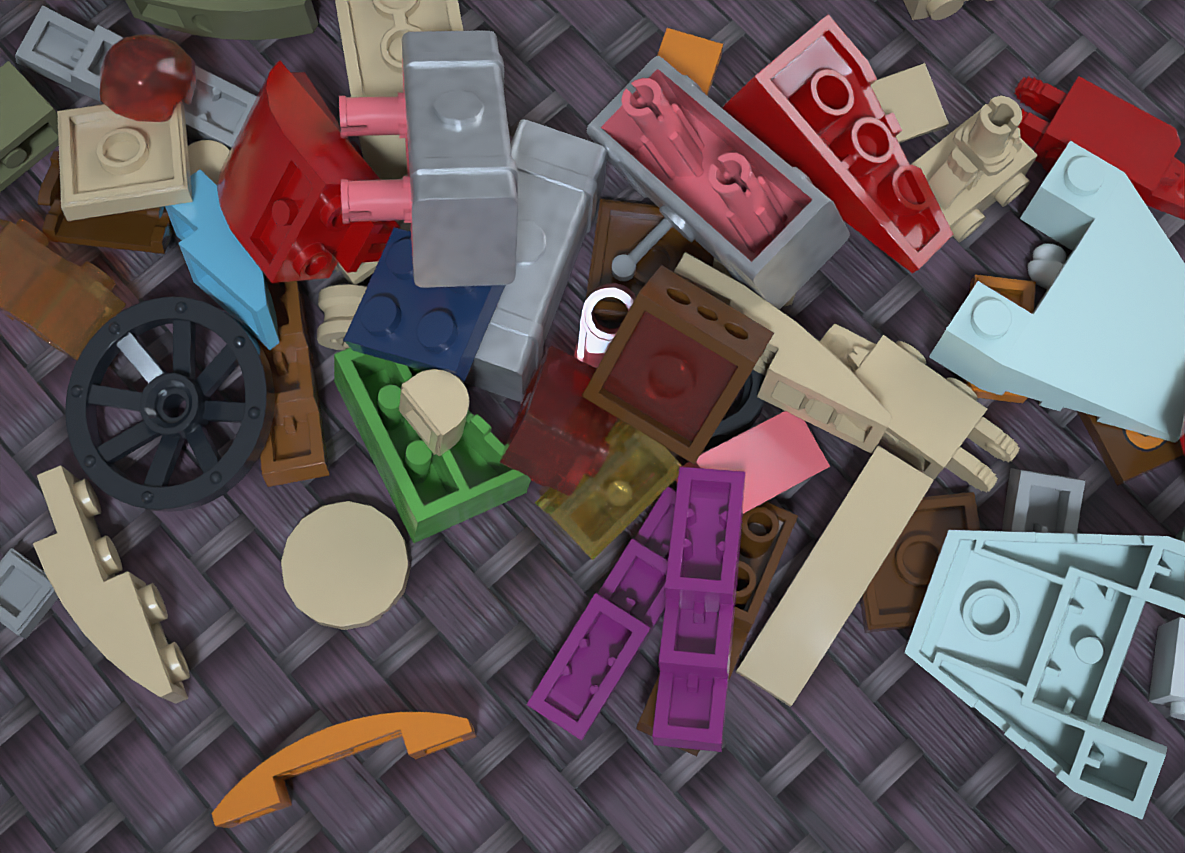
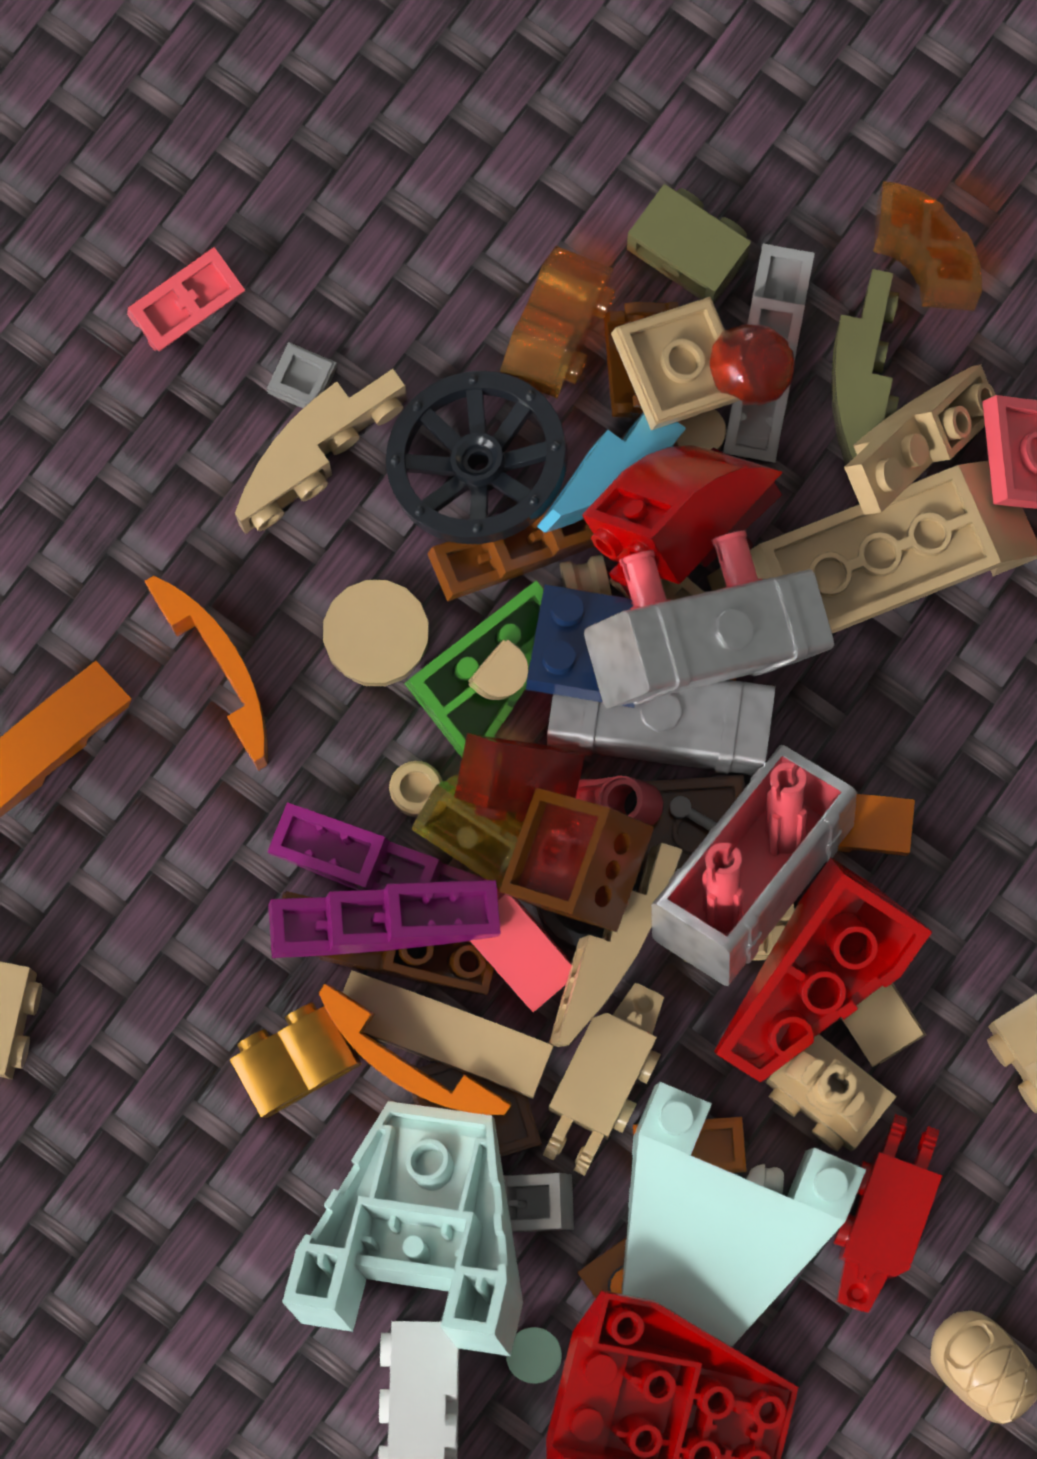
camera: 80 degrees right, 5 degrees up
(539, 554) = (412, 786): none -> tan tile
(837, 756) = (294, 1060): none -> pearl gold brick
(917, 562) = (353, 1019): none -> orange slope

